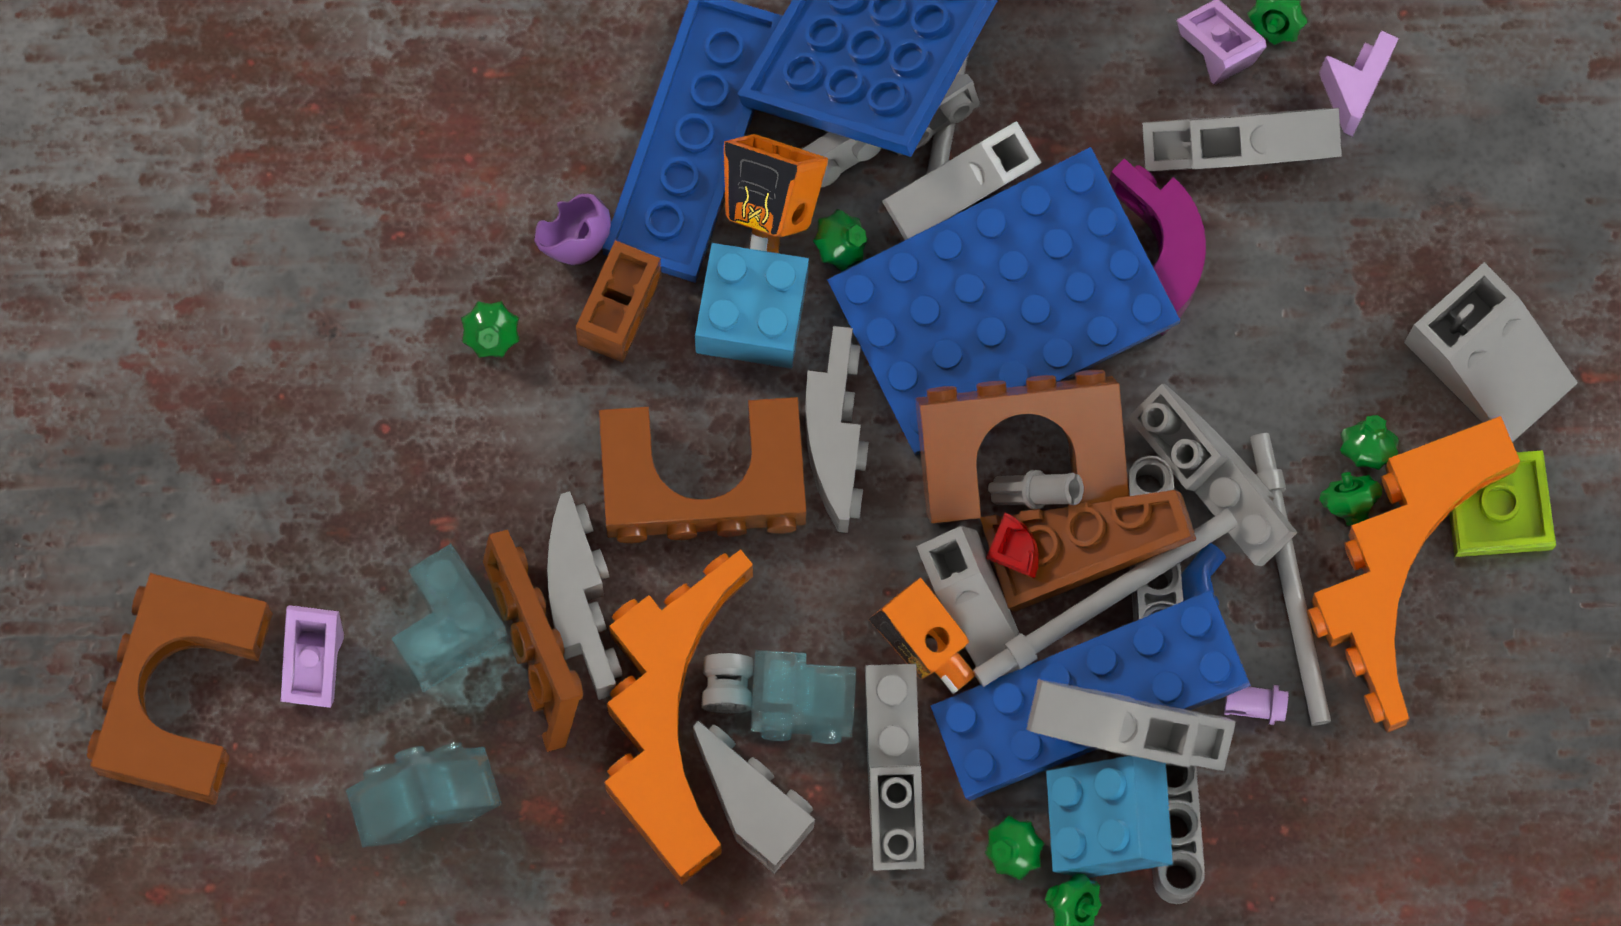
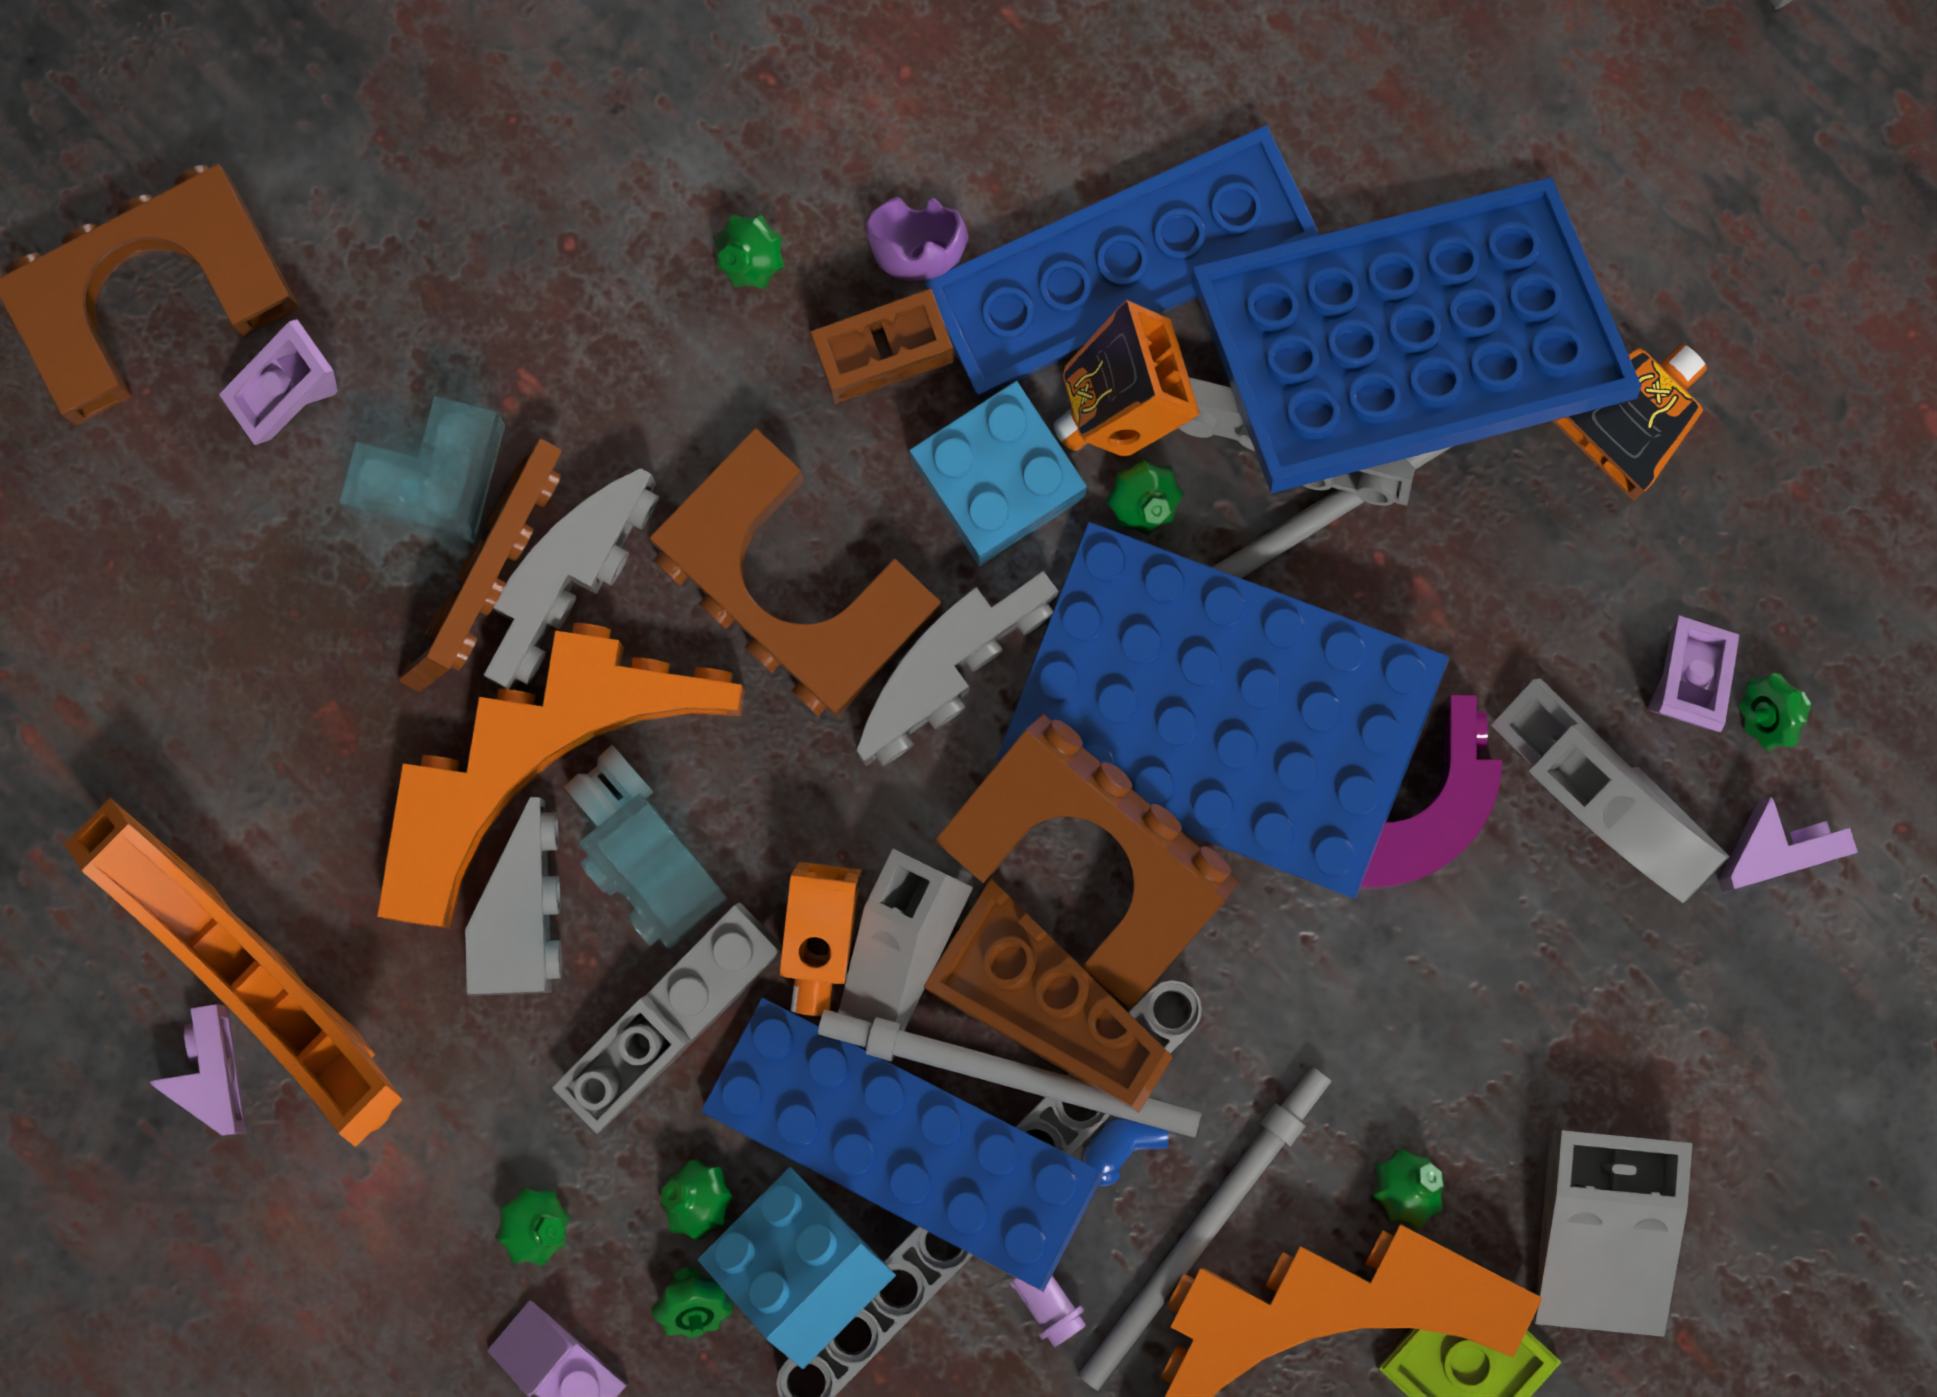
camera: 50 degrees right, 10 degrees up
(422, 792) = (238, 603): clear light blue brick -> none
(962, 181) = (1305, 561): light grey slope -> none
(1014, 547) = (984, 941): red tile -> none
(1036, 489) = (1061, 911): light grey axle -> none
(1130, 726) = (885, 1215): light grey slope -> none
(1214, 472) = (1241, 1065): light grey slope -> none
(1351, 497) = (1338, 1217): green piece -> none

